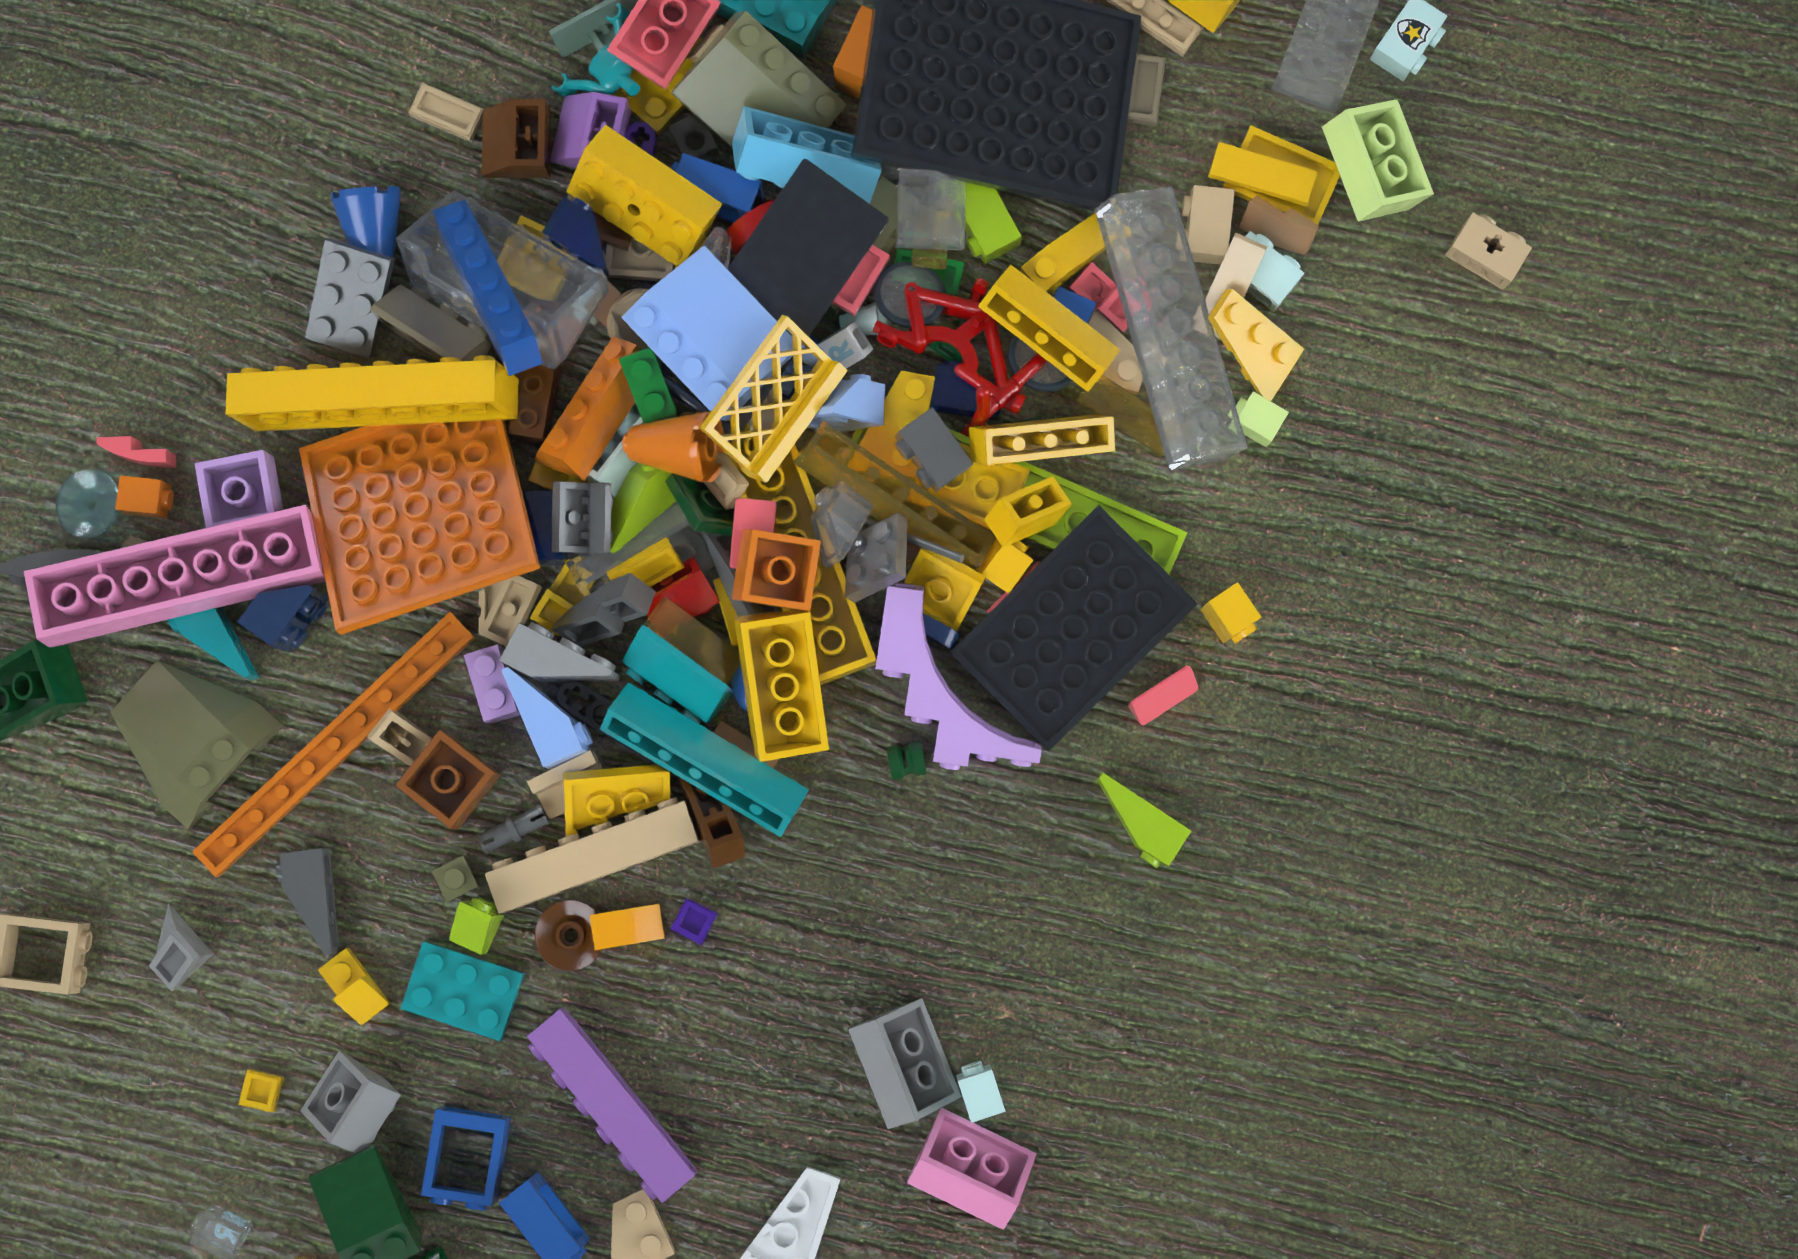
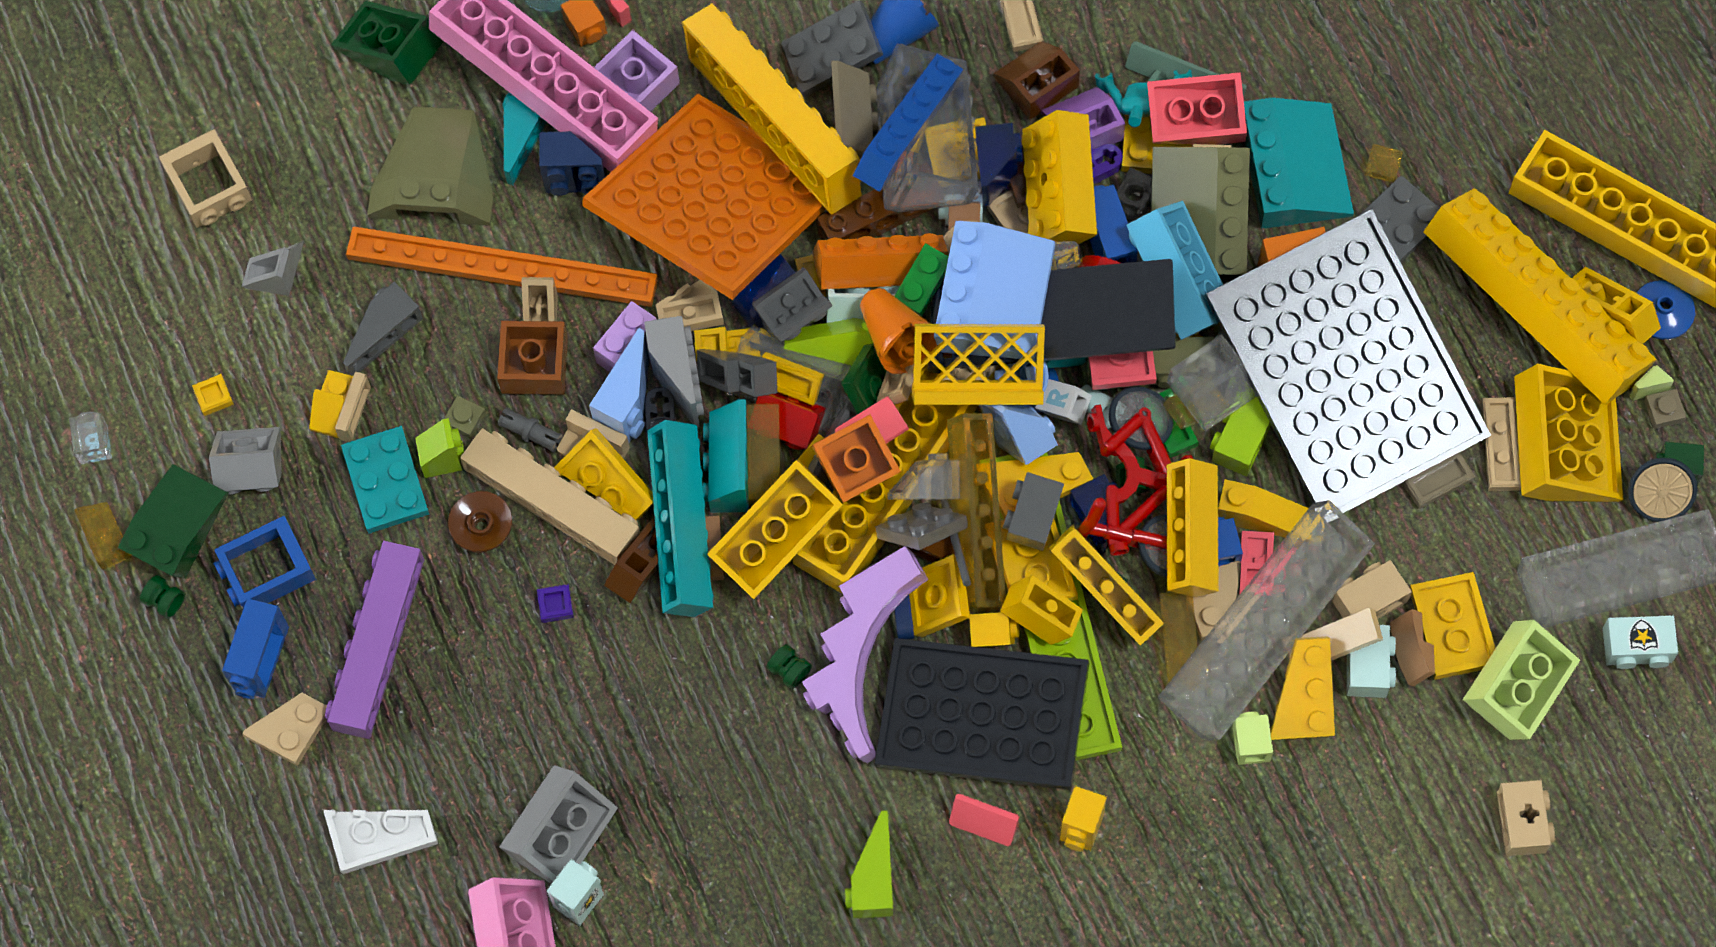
camera: 55 degrees right, 15 degrees down
(372, 973) = (353, 407): none -> tan tile
(627, 926) = (516, 556): light orange slope -> none
(1262, 174) = (1441, 605): yellow tile -> none

